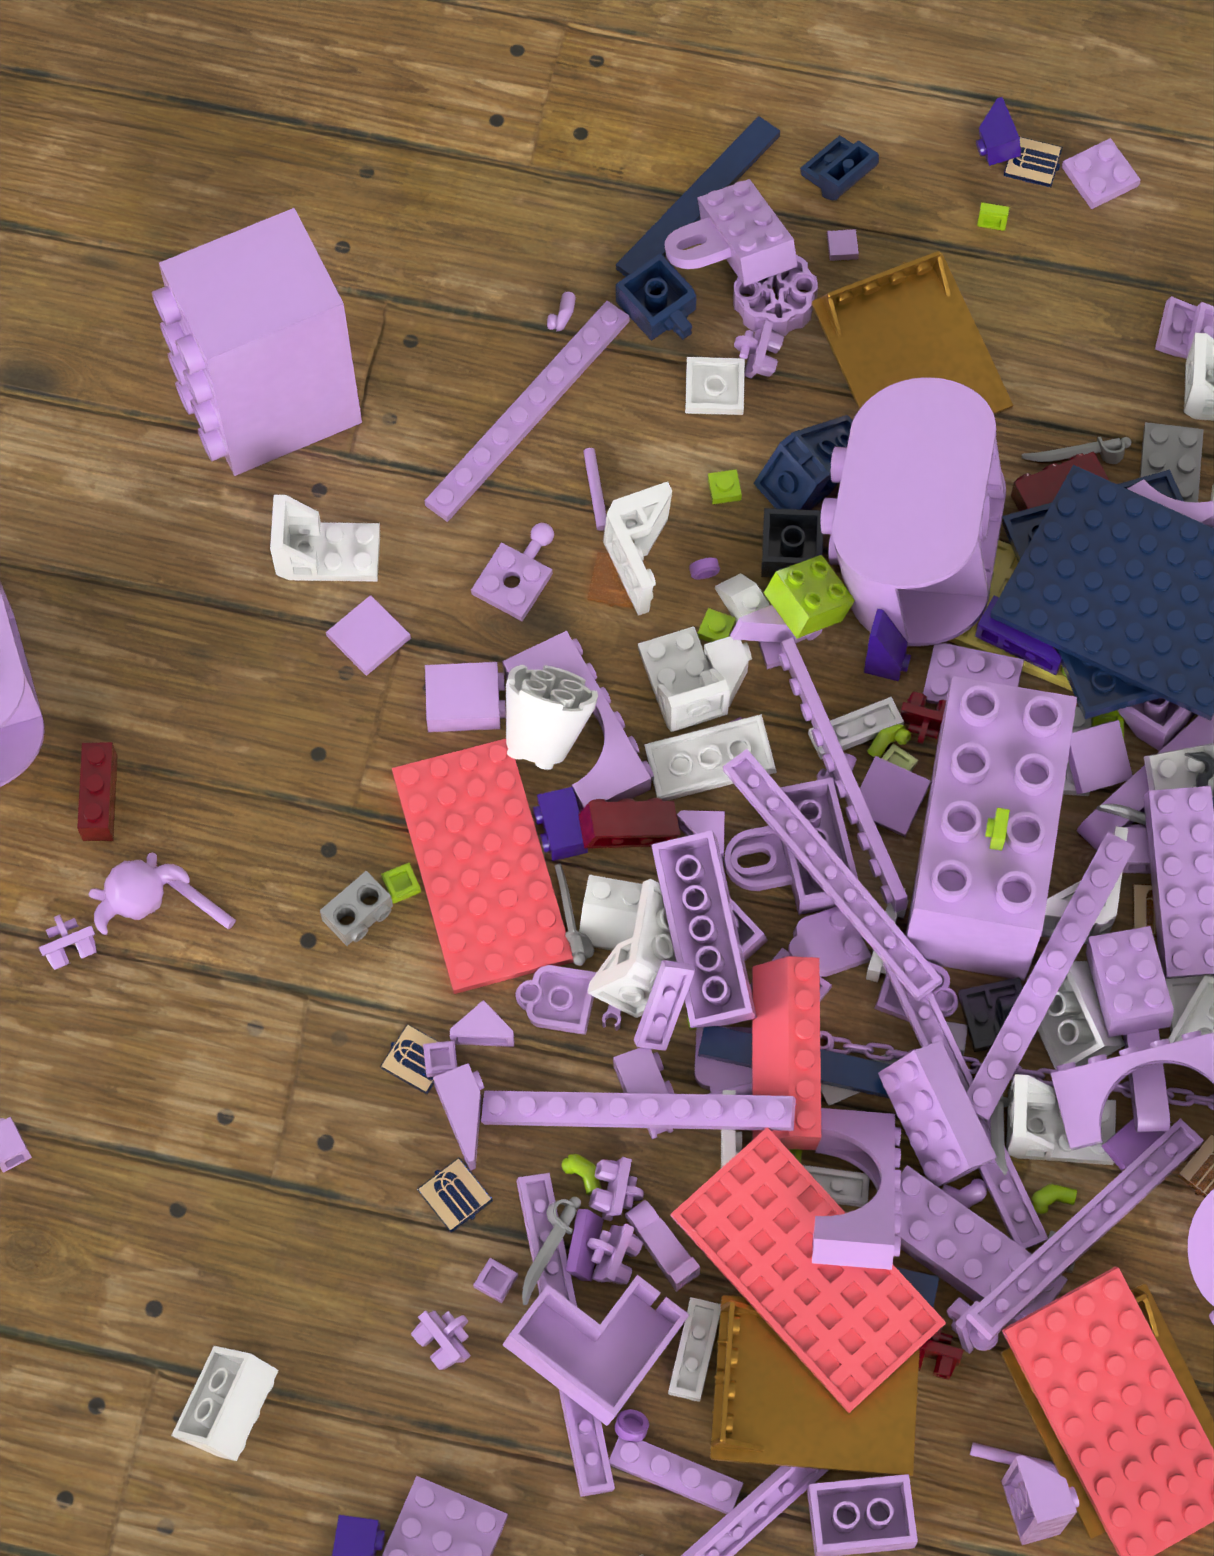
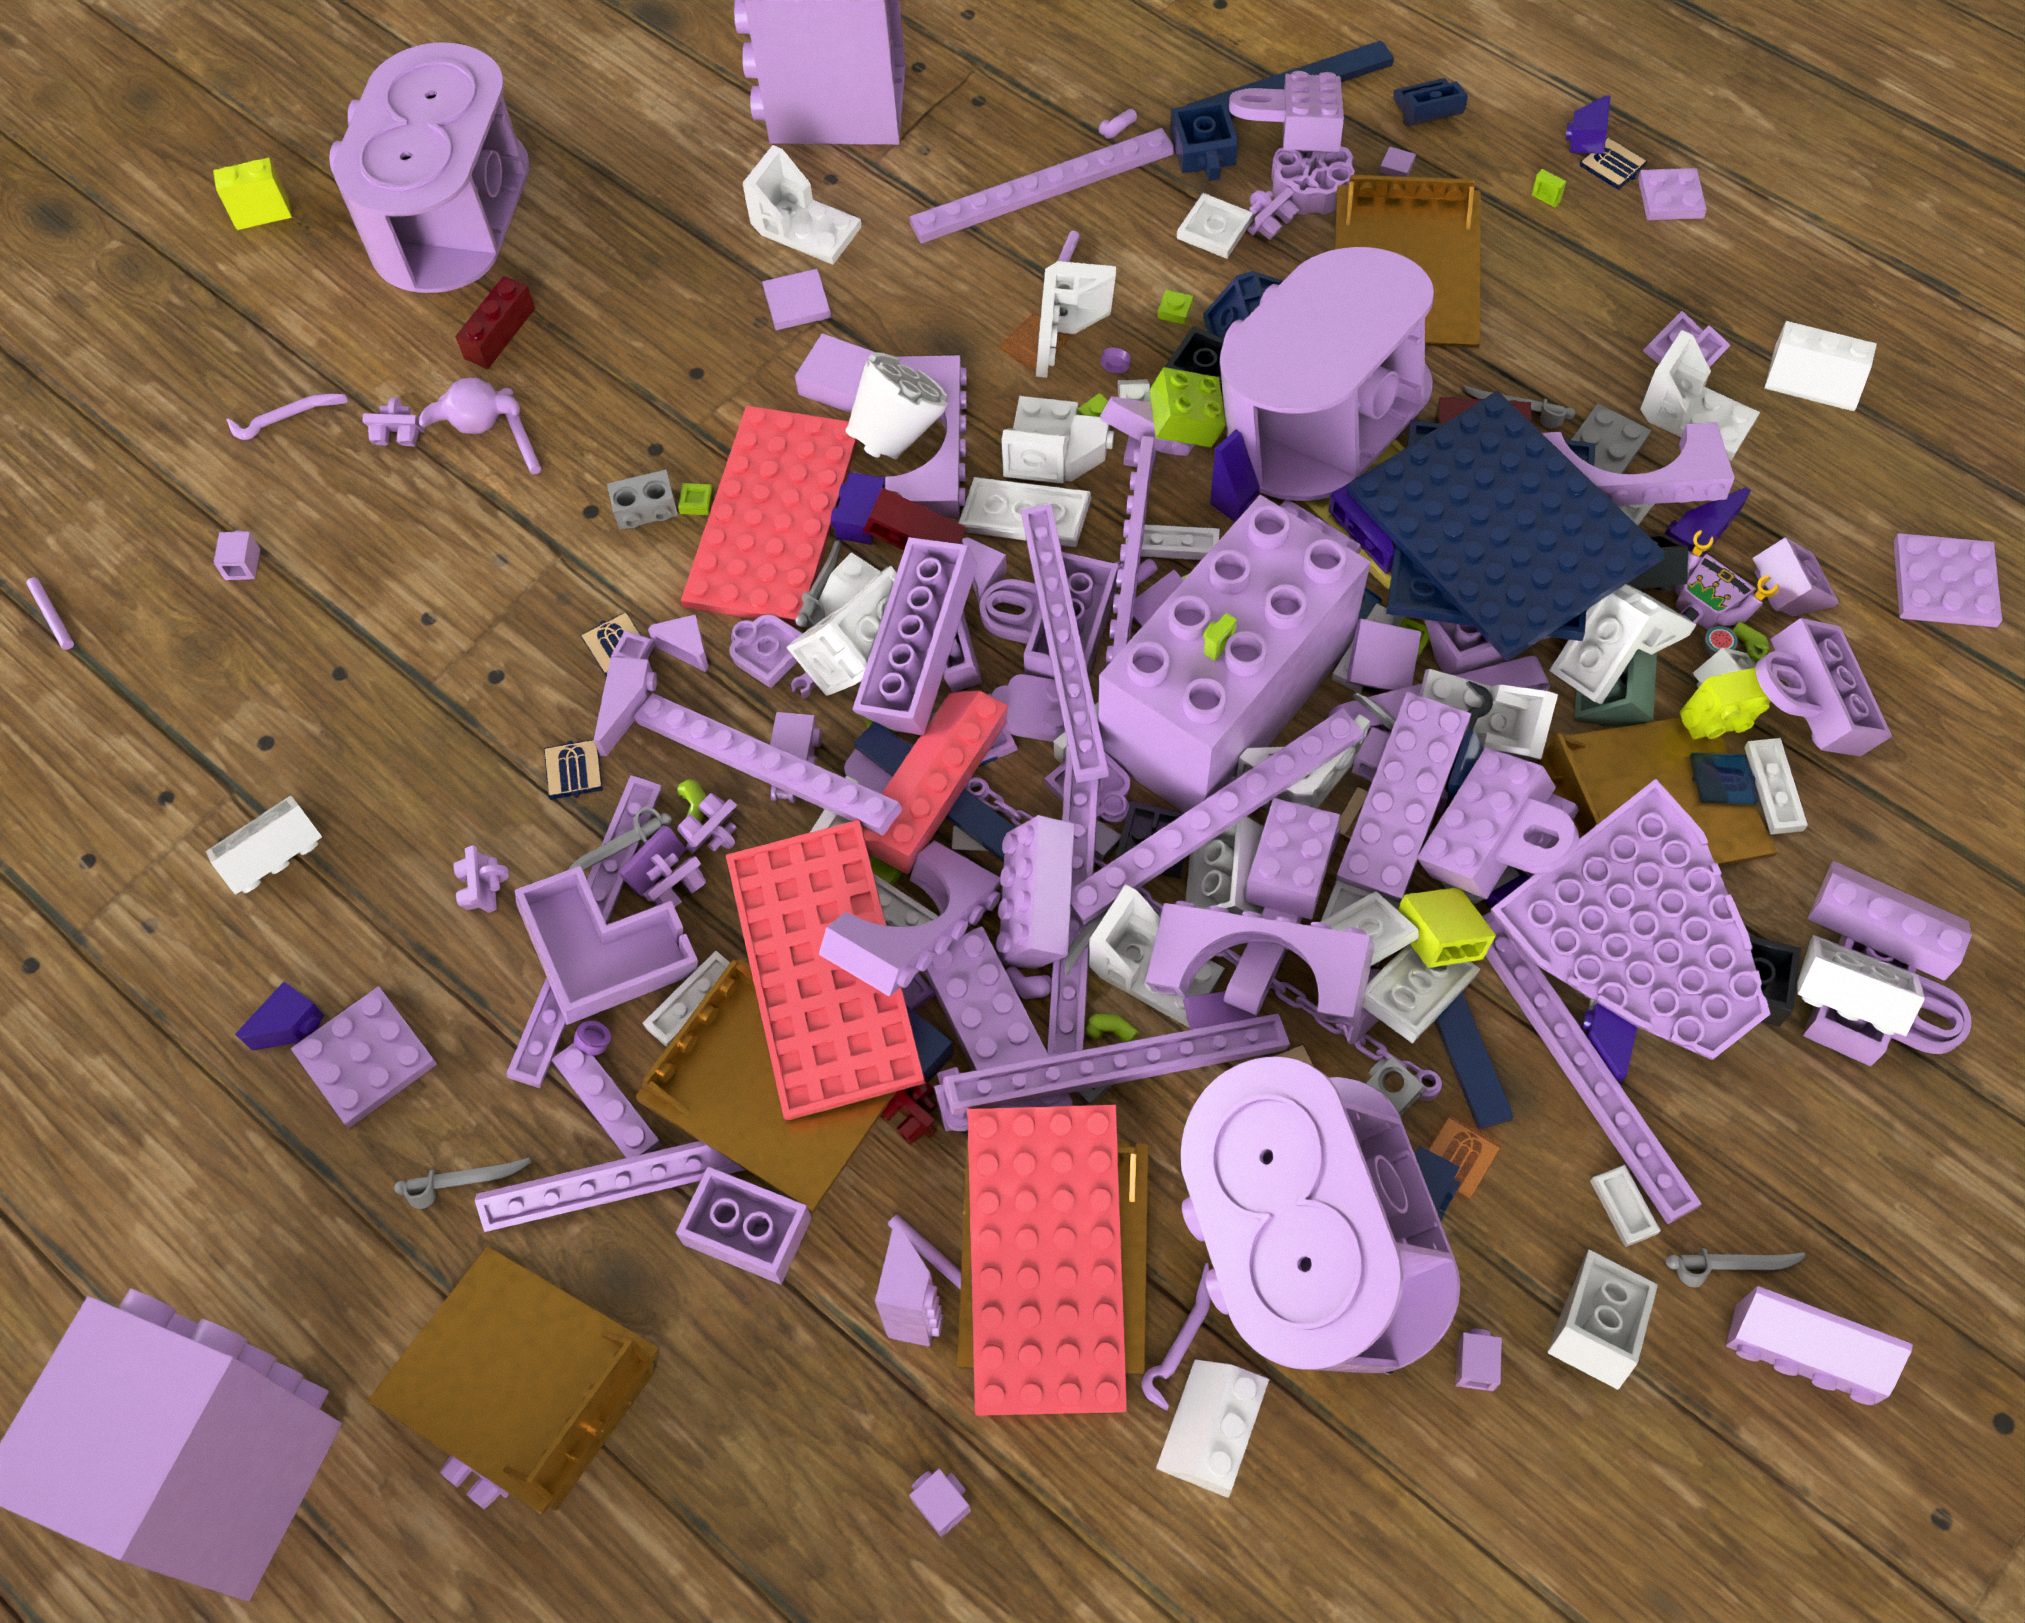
camera: 30 degrees right, 5 degrees down
(495, 1280) = (558, 854): lavender tile -> none
(510, 562) = (950, 291): lavender plate -> none
(663, 1245) = (721, 902): lavender leg -> none
(664, 1005) = (839, 679): lavender plate -> none
(886, 736) = (1188, 562): lime arm -> none

